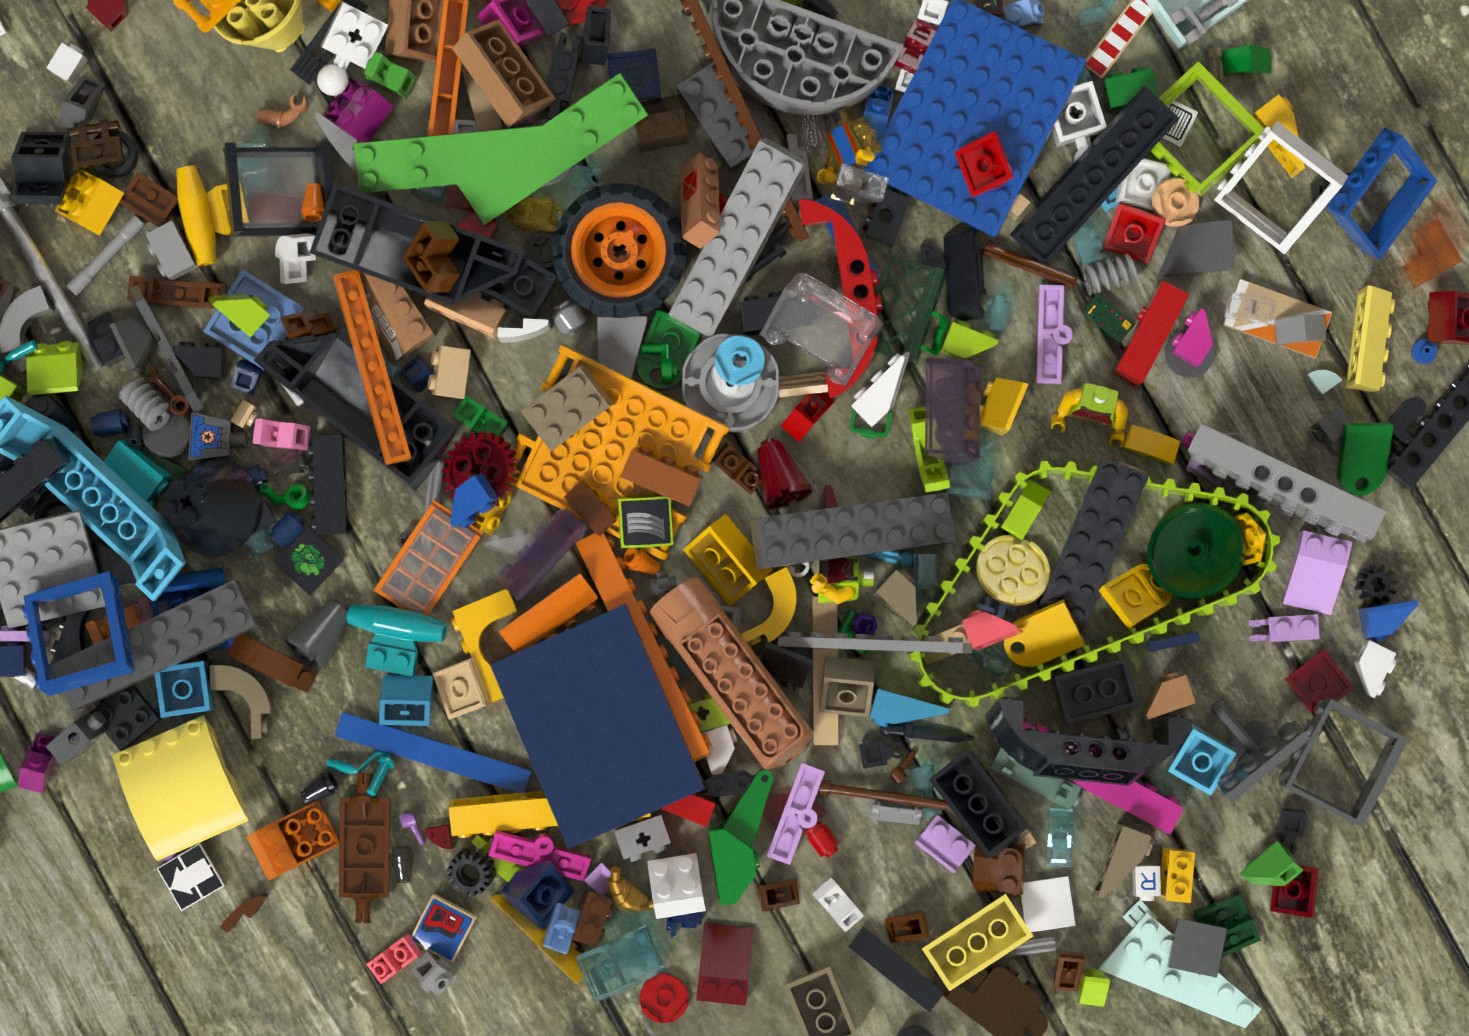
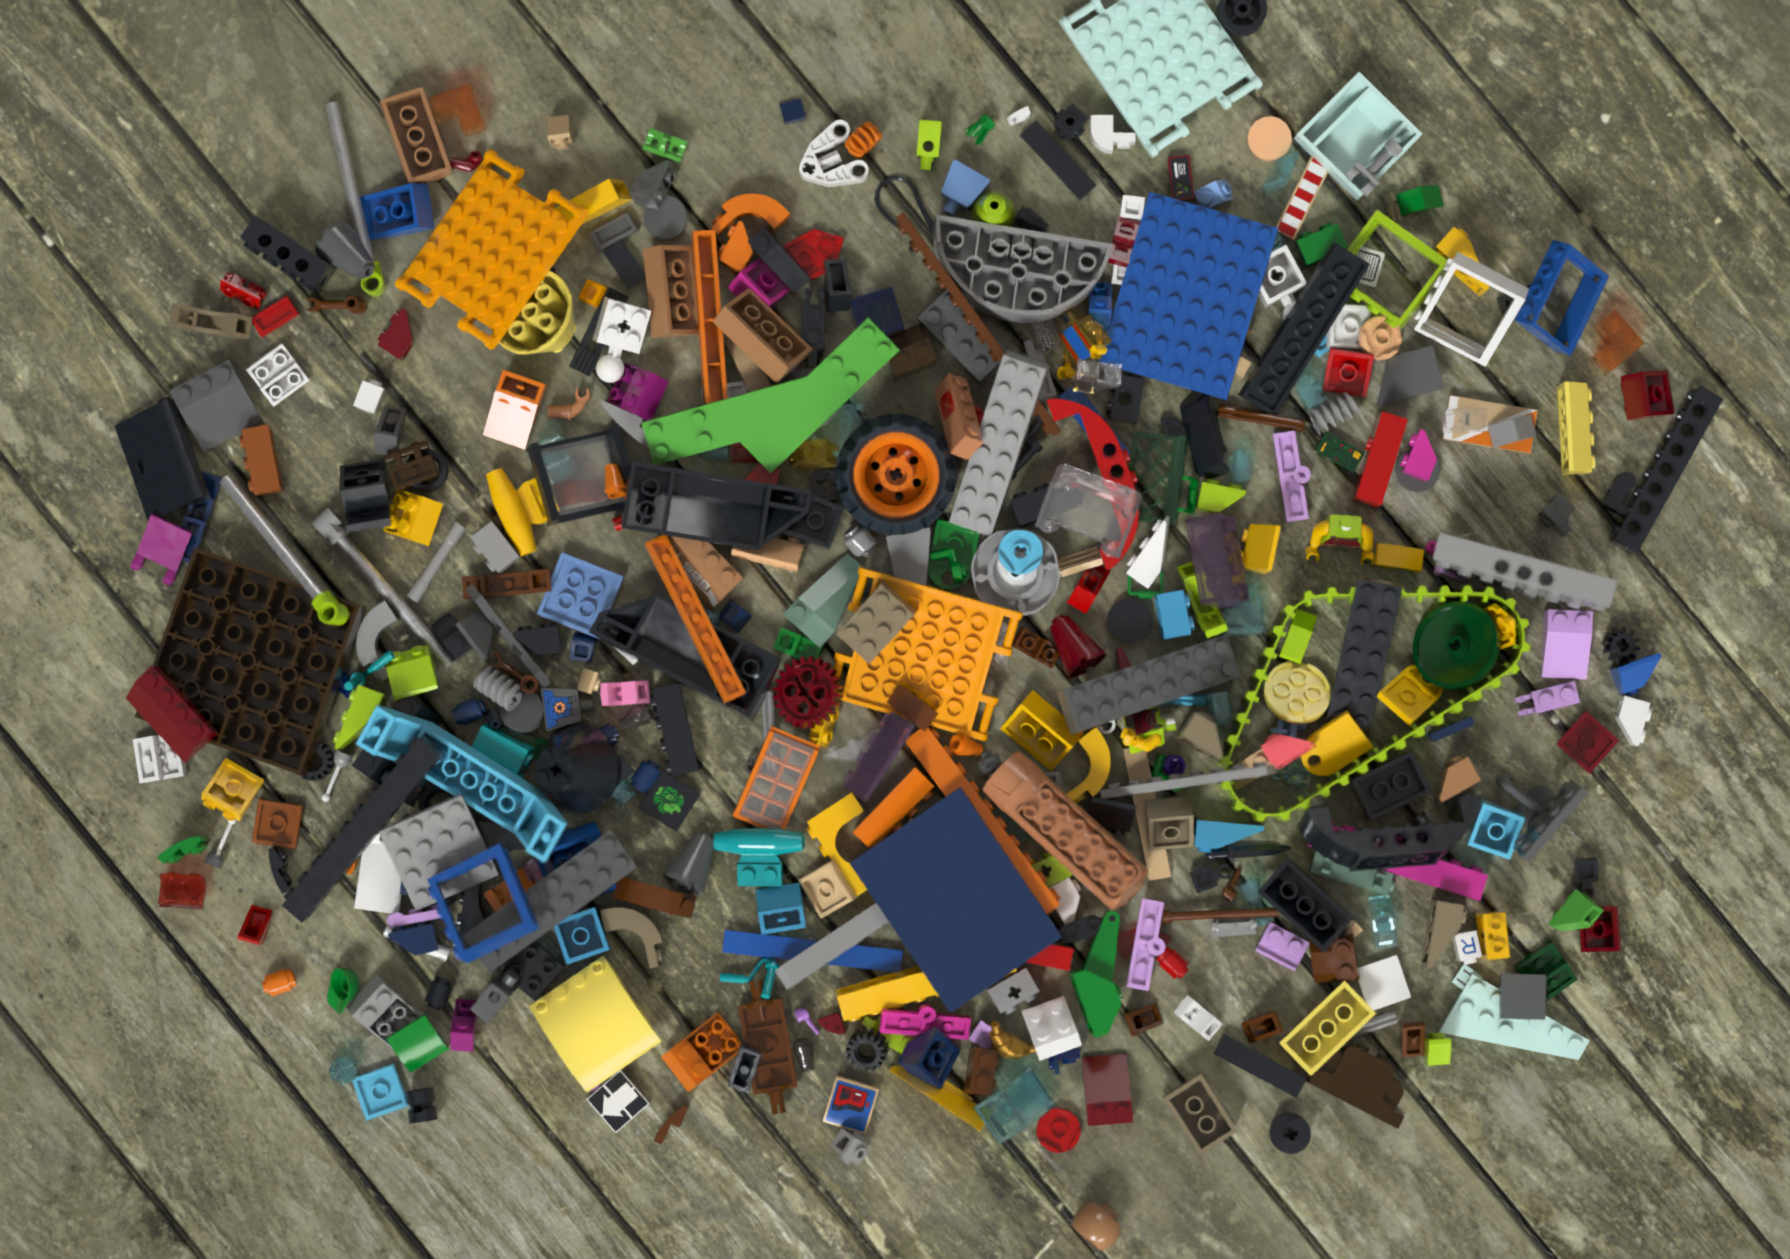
camera: 10 degrees left, 0 degrees up
(18, 722) = (438, 993): none -> black brick
(149, 200) = (466, 506): reddish brown plate -> none
(221, 104) = (514, 409): none -> slope
(242, 310) = (573, 590): lime slope -> none
(293, 254) = (604, 531): white brick -> none
(296, 496) = (647, 745): green plate -> none
(300, 325) = (624, 593): reddish brown slope -> none
(320, 788) = (719, 1000): black cone -> none
(334, 866) = (744, 1067): none -> black slope
(389, 75) = (660, 355): bright green brick -> none
(394, 958) = (812, 1140): coral slope -> none
(429, 256) = (729, 513): reddish brown brick -> none
(449, 372) = (763, 609): tan brick -> none
(453, 752) = (831, 946): none -> light grey beam
(470, 499) = (806, 719): blue slope -> none
(515, 378) = (822, 604): none -> sand green wedge
(531, 329) = (829, 557): white slope -> none
(561, 928) = (957, 1085): medium blue hips -> none
(645, 521) = (963, 710): slope -> none
(662, 475) = (971, 666): dark orange brick -> none
(845, 458) = (1129, 620): none -> black tile
(893, 460) = (1173, 615): none -> dark azure brick
(984, 164) = (1205, 337): red slope -> none
(1324, 380) = (1541, 471): light aqua tile -> none
(1364, 454) = (1589, 532): green tile -> none
(1377, 778) = (1654, 816): dark grey window -> none
(1418, 351) = (1621, 432): blue tile -> none

